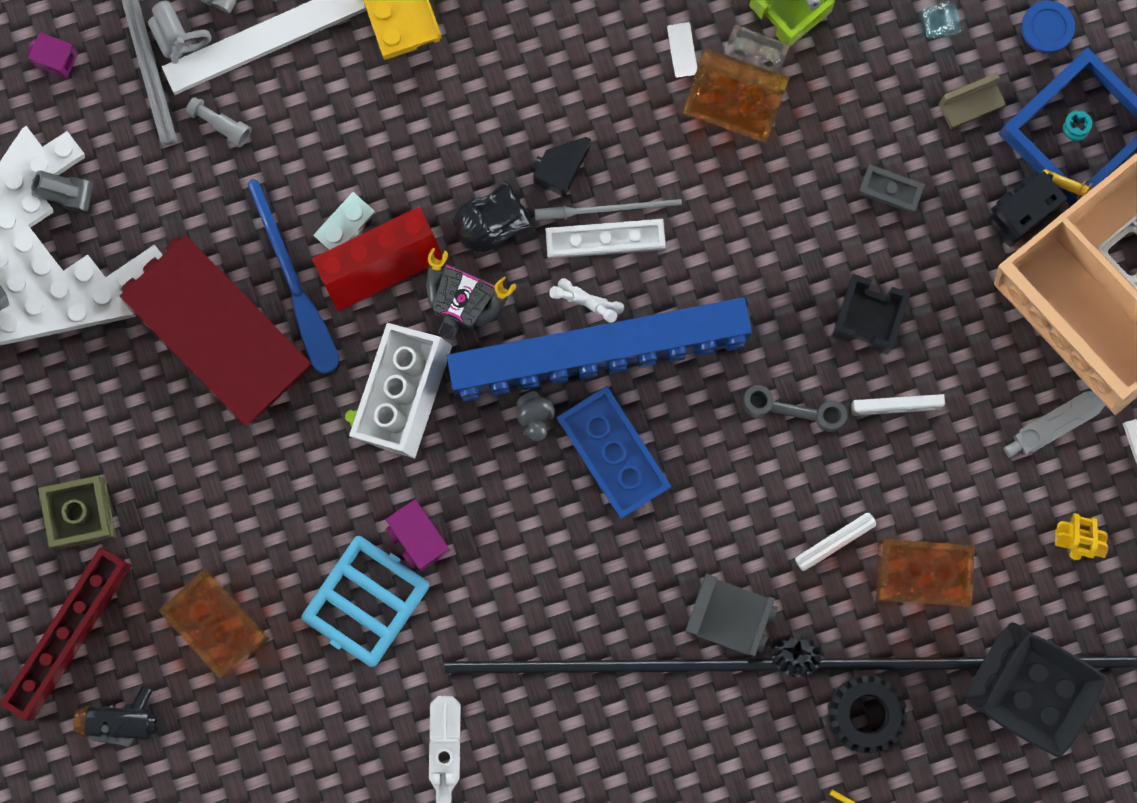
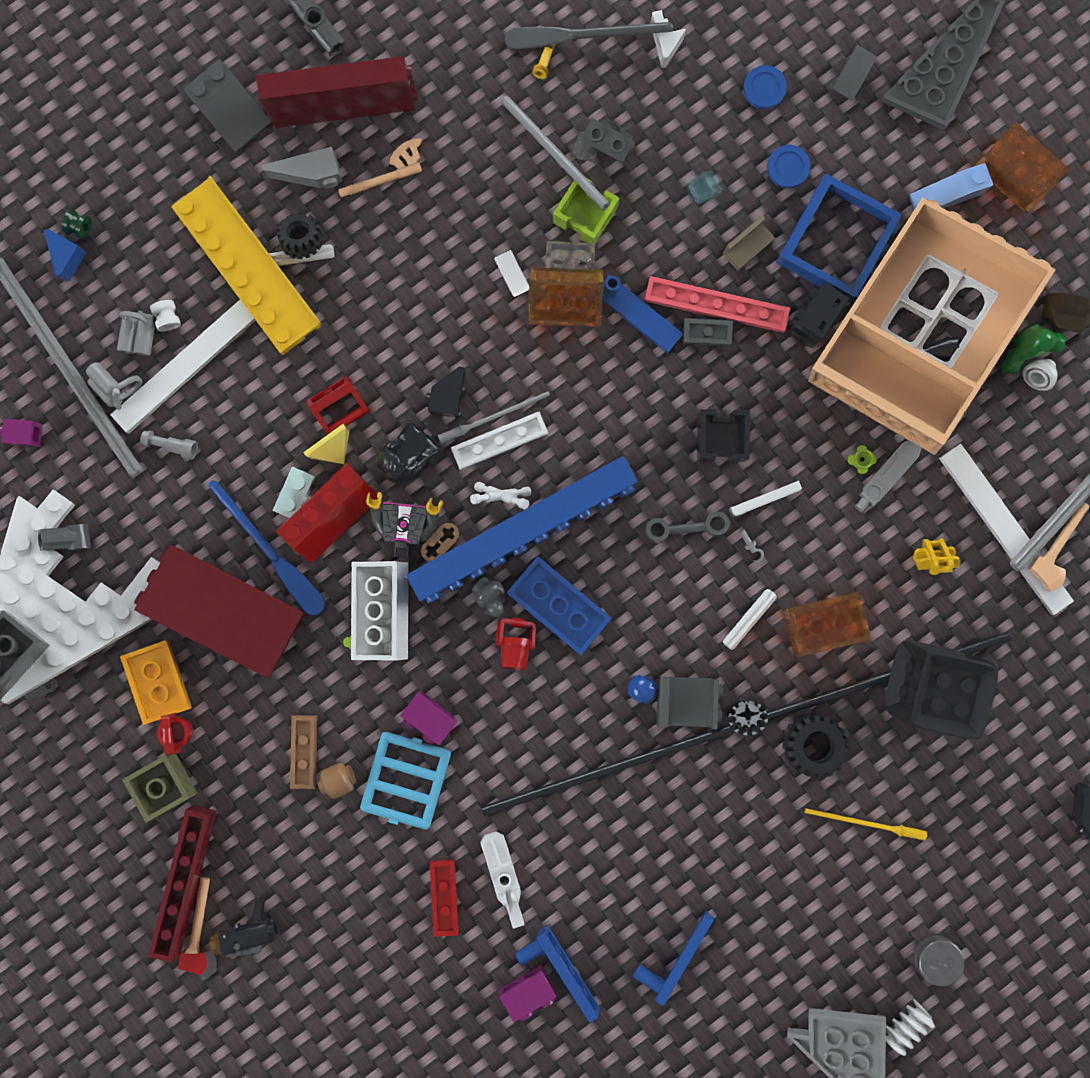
camera: 20 degrees left, 5 degrees up
(43, 731) = (193, 960): none -> piece
(111, 391) = (155, 681): none -> light orange plate
(114, 454) = (174, 733): none -> red piece
(214, 624) = (294, 838): clear orange brick -> none
(256, 529) = (303, 751): none -> medium nougat tile
(285, 573) = (337, 780): none -> medium nougat head
(366, 754) = (444, 897): none -> red plate
(405, 184) = (331, 447): none -> light yellow slope
(423, 124) = (331, 395): none -> red tile
(497, 326) = (436, 537): none -> medium nougat beam
(545, 485) = (514, 649): none -> red piece
(681, 582) = (642, 689): none -> blue piece
(817, 143) = (639, 314): none -> blue piece
(864, 455) = (751, 545): none -> light grey hand
(912, 160) = (717, 304): none -> coral plate
(1032, 387) = (869, 459): none -> lime plate
(1069, 184) = (845, 286): yellow piece -> none
(1077, 117) = (835, 231): teal bush -> none

